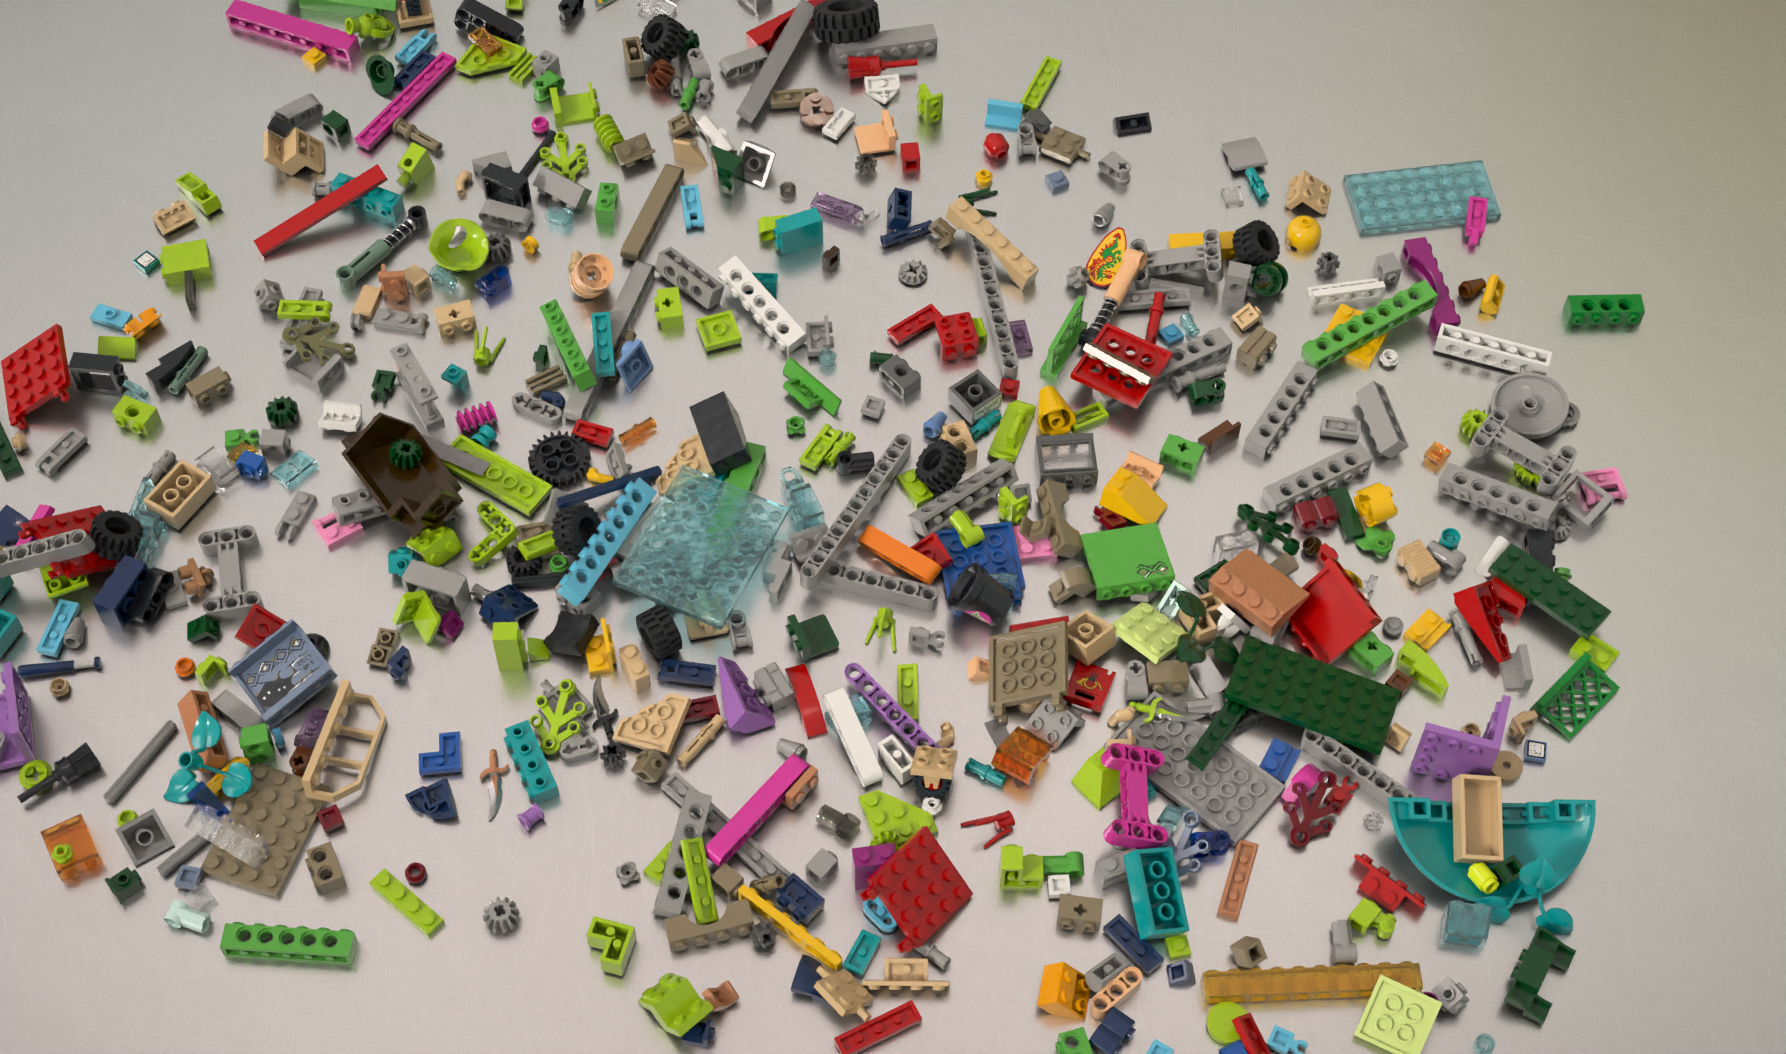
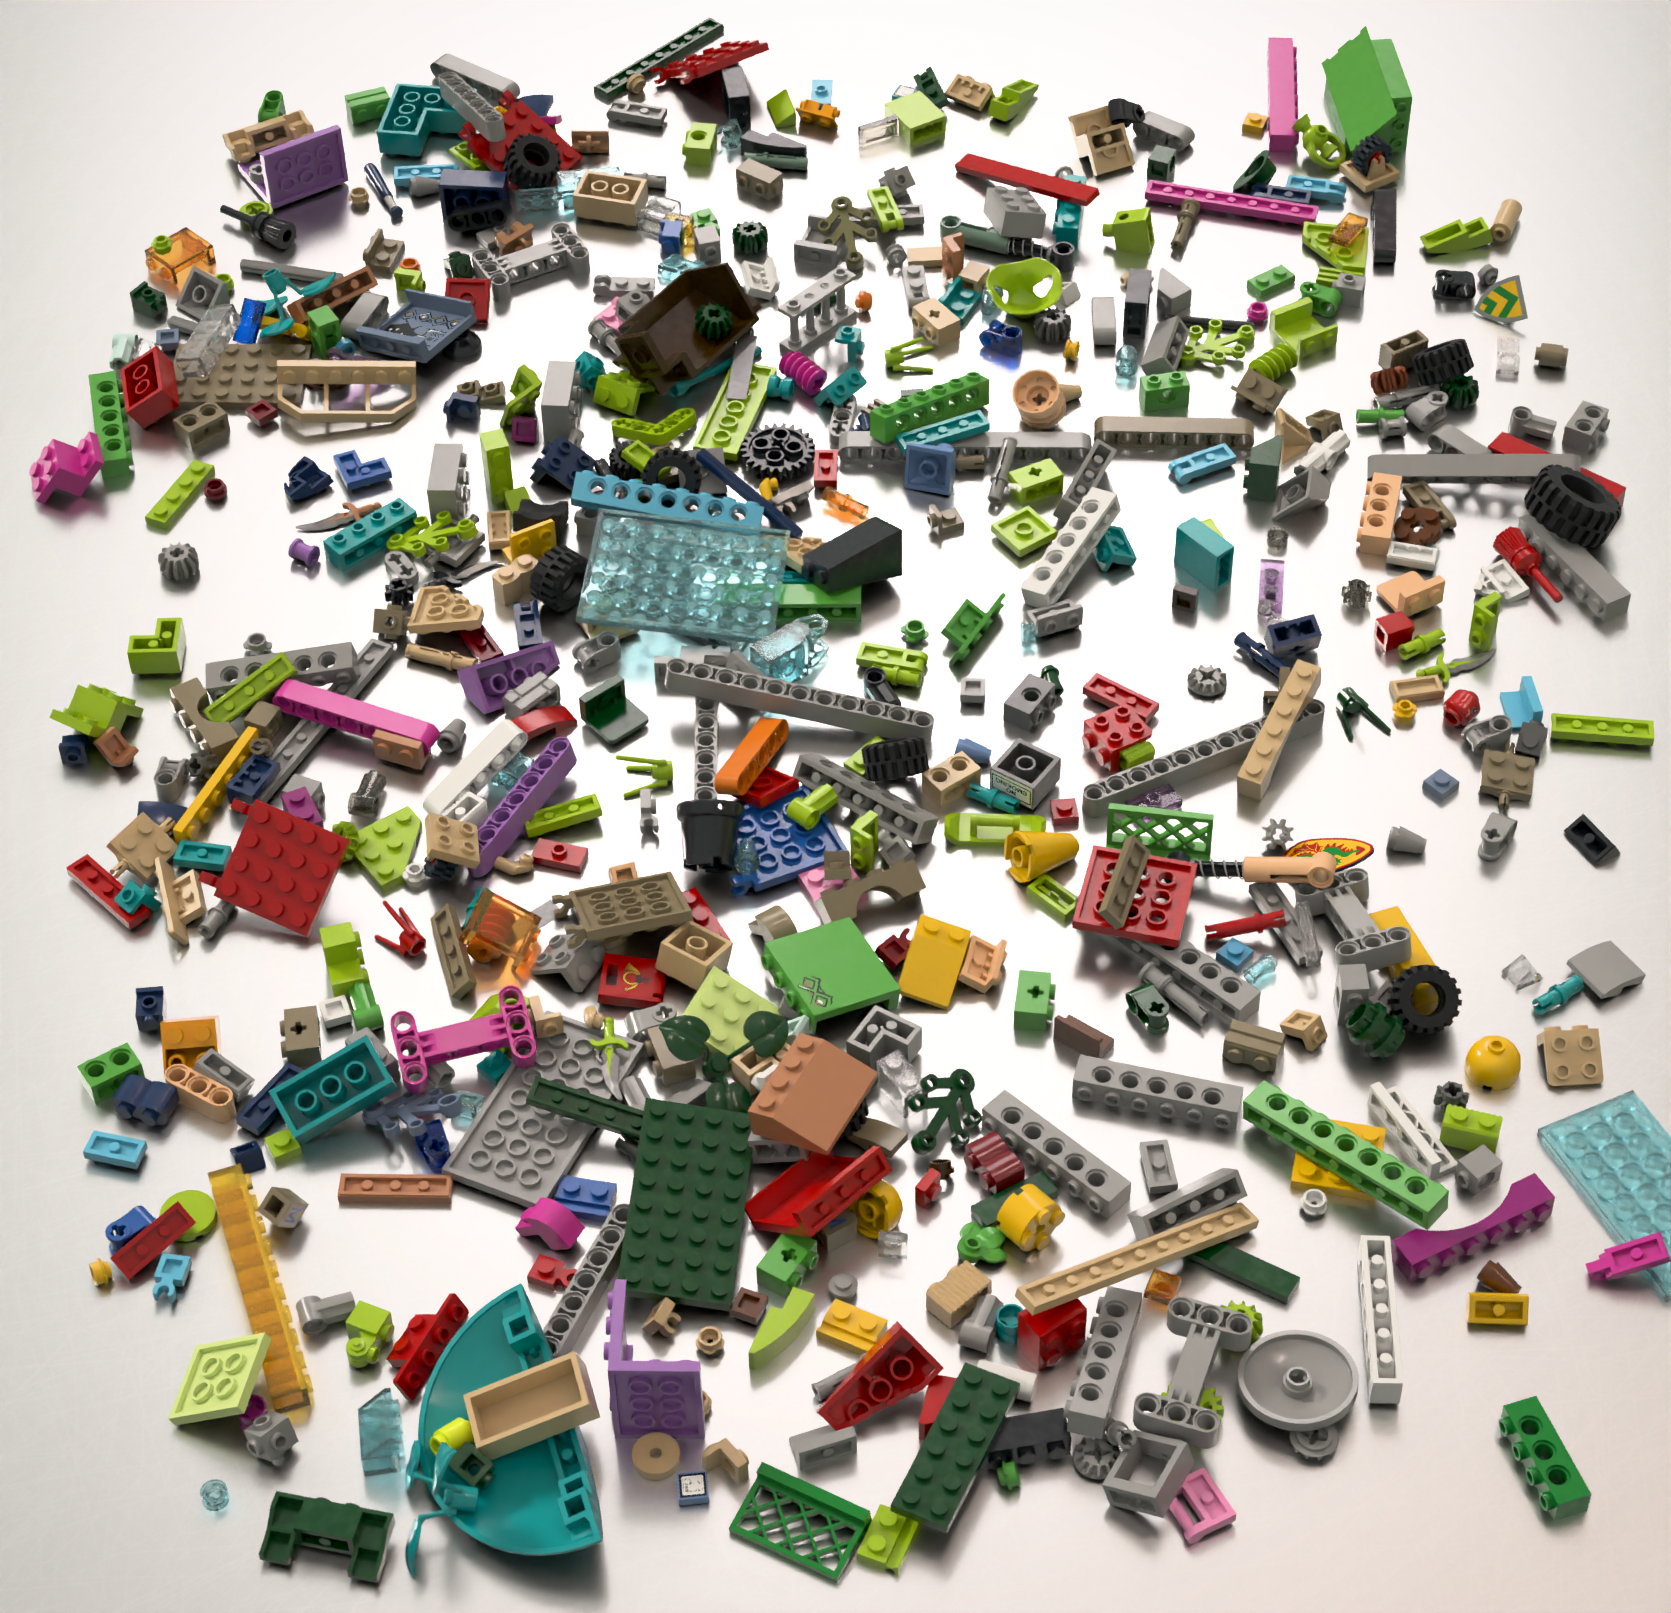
camera: 75 degrees right, 10 degrees down
(85, 492) = (590, 141): none -> medium nougat hips
(152, 240) = (931, 87): none -> dark green plate
(154, 683) = (382, 253): none -> dark tan bracket
(265, 897) = (149, 387): none -> red brick
(341, 984) = (66, 467): none -> dark pink bracket
(359, 228) = (1014, 212): none -> light grey brick
(359, 540) = (604, 334): none -> light grey pin
(434, 296) = (960, 300): none -> teal bracket
(504, 690) = (448, 480): none -> brick
(505, 398) = (841, 388): none -> teal bracket
(506, 107) = (1270, 281): none -> bright green plate
(565, 669) = (499, 529): none -> tan plate
(652, 322) = (1000, 479): none -> light grey pin
(683, 375) = (944, 521): none -> dark tan bracket
(736, 17) = (1525, 422): none -> light grey piece
(761, 960) = (170, 778): none -> light grey piece
(792, 125) = (1379, 514): none -> light nougat brick
(899, 1006) = (134, 895): none -> teal bracket
(926, 146) = (1421, 644): none -> lime pin
(944, 705) = (560, 855): none -> plate
(951, 143) = (1454, 666): none -> piece
(965, 164) = (1417, 689): none -> tan tile
(1016, 1022) = (150, 1007): none -> dark blue brick
(1024, 794) = (453, 952): none -> dark tan plate
(1066, 458) = (970, 887): dark grey window -> none
(1194, 547) = (882, 1034): none -> light grey brick
(1311, 811) = (506, 1233): dark red plant -> none
(1357, 261) = (1470, 1128): none -> lime brick
(1421, 708) = (709, 1334): none -> tan plate
(1428, 410) = (1248, 1270): none -> dark green tile
(1435, 454) = (1136, 1258): none -> tan plate
(1466, 516) = (1051, 1333): none -> red brick

